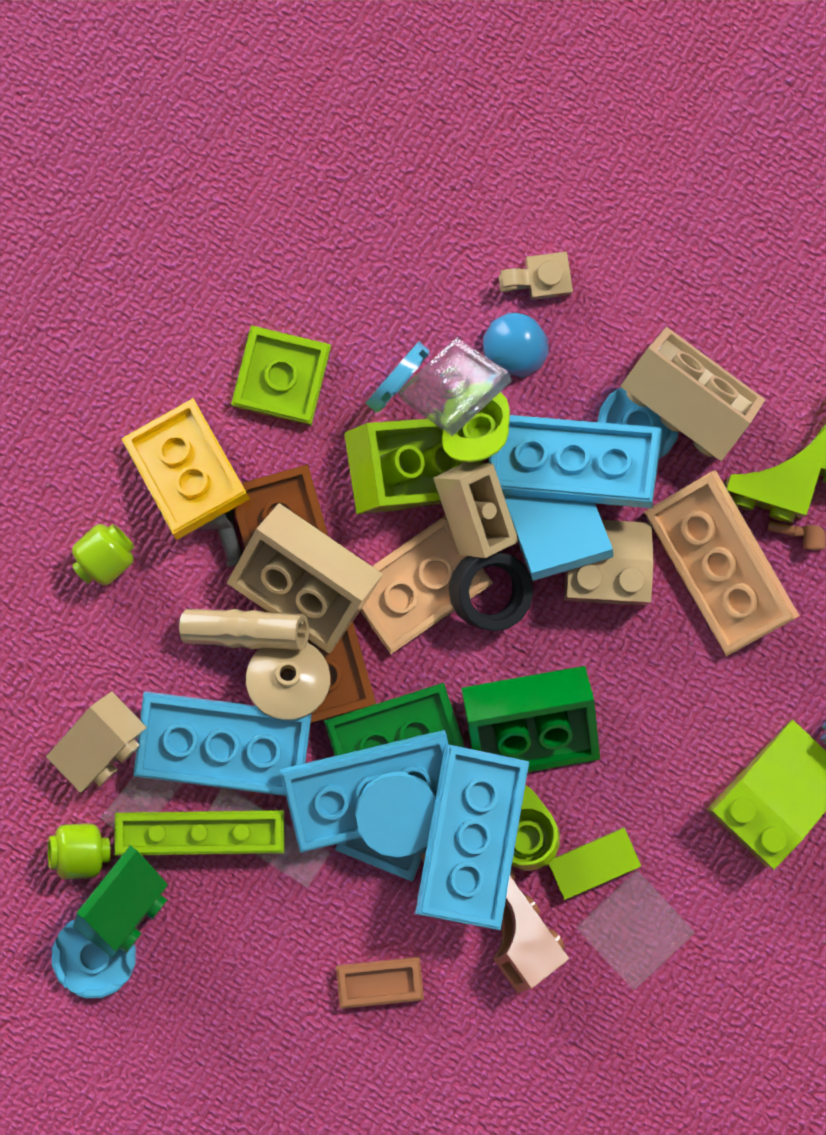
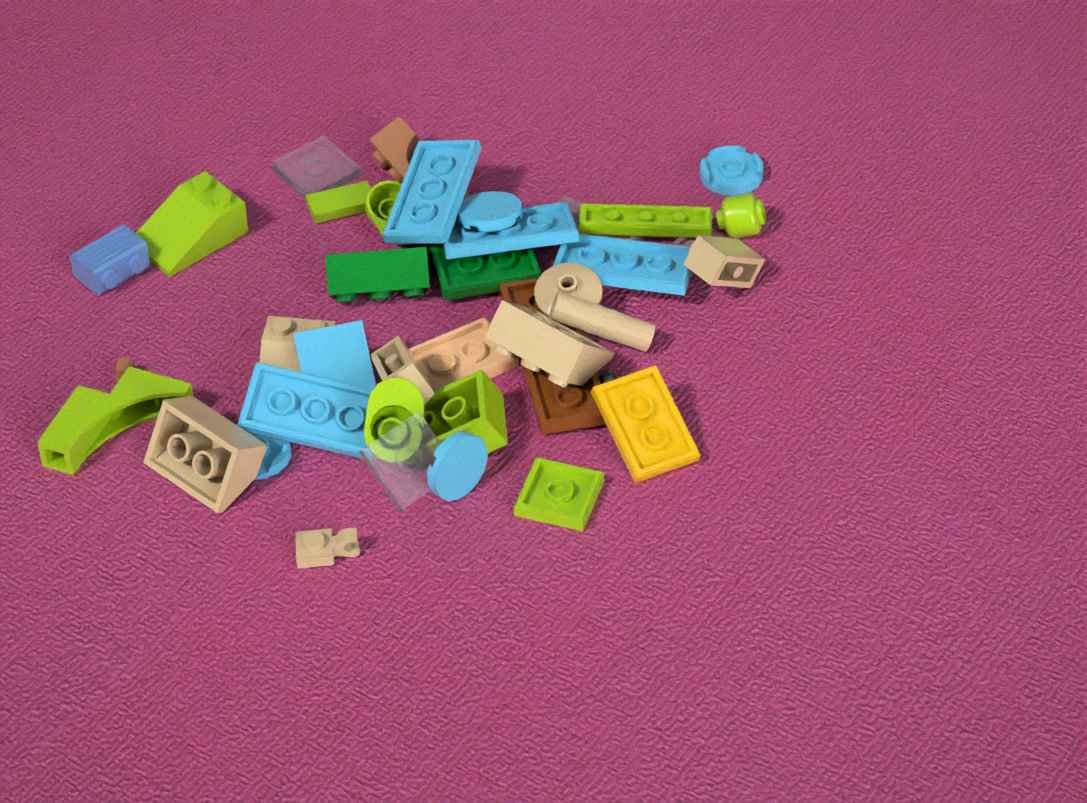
camera: 175 degrees left, 40 degrees down
(102, 554) = (717, 377): lime head -> none
(121, 904) = (711, 175): green slope -> none
(379, 982) = (514, 149): nougat tile -> none
(516, 344) = (351, 500): dark azure hair -> none
(520, 597) = (410, 329): black tyre -> none
(721, 563) = (203, 349): light nougat tile -> none

